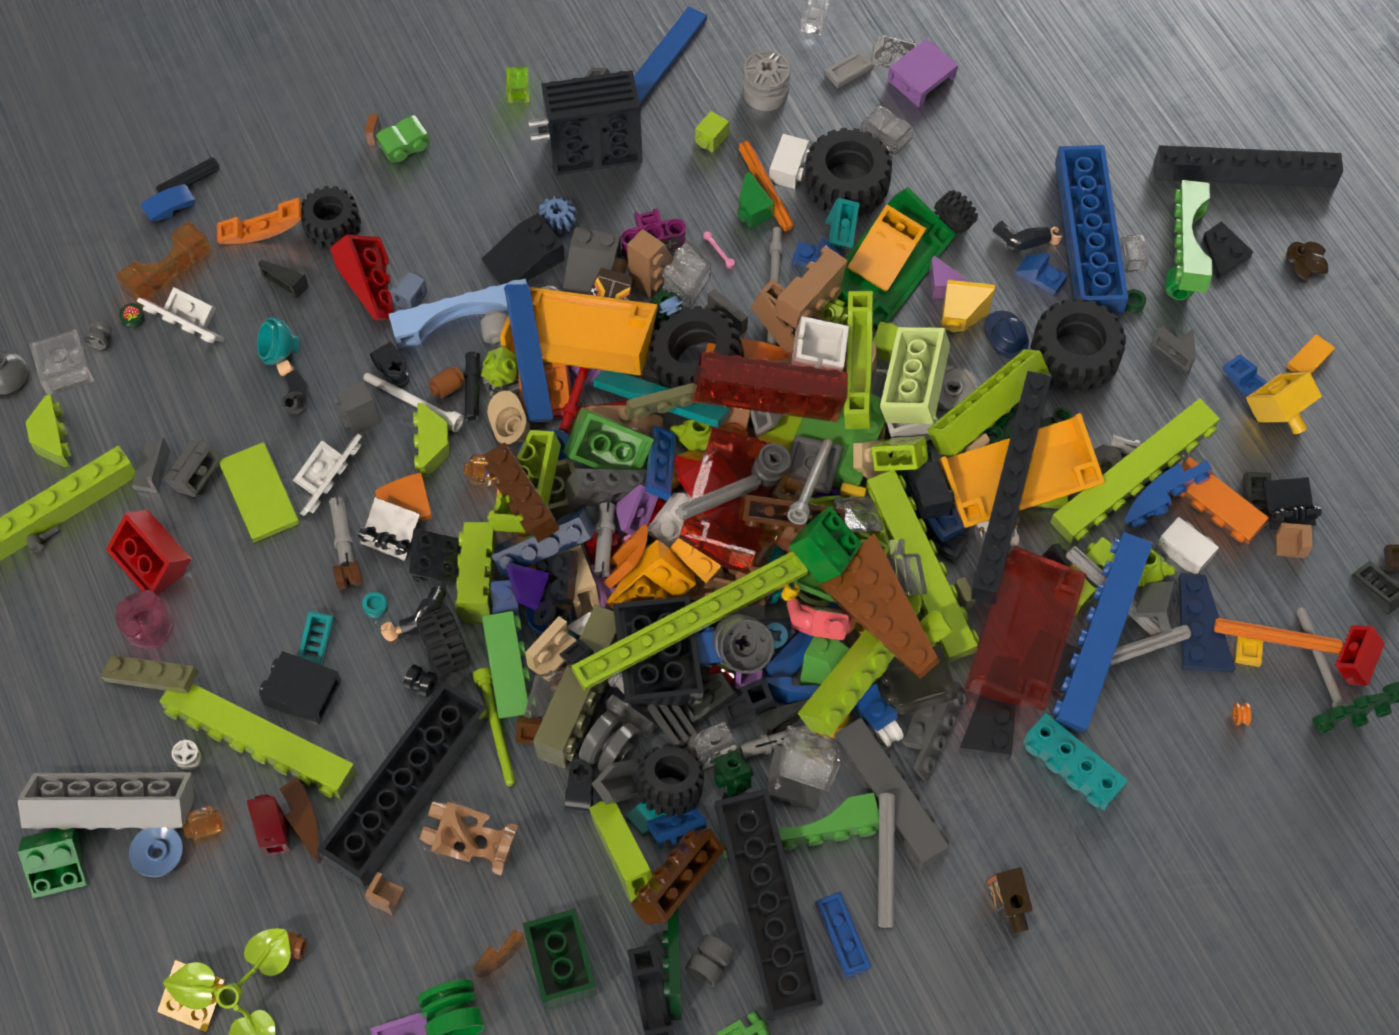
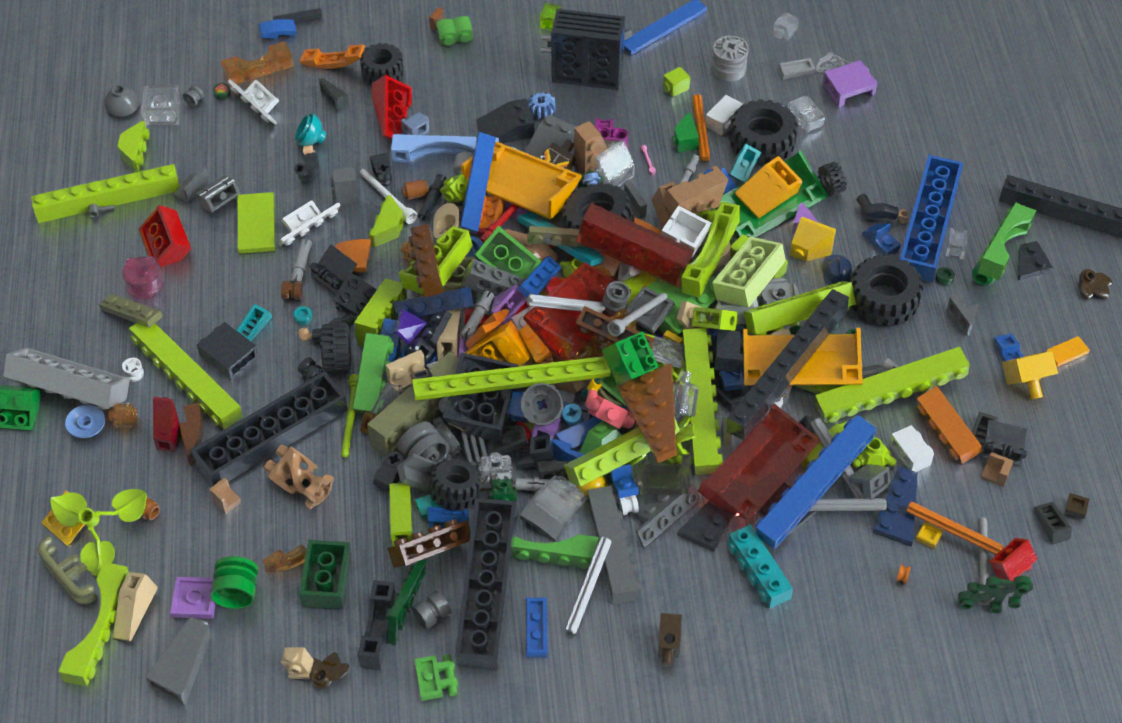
camera: 20 degrees right, 10 degrees down
(1156, 497) = (898, 406): blue slope -> none

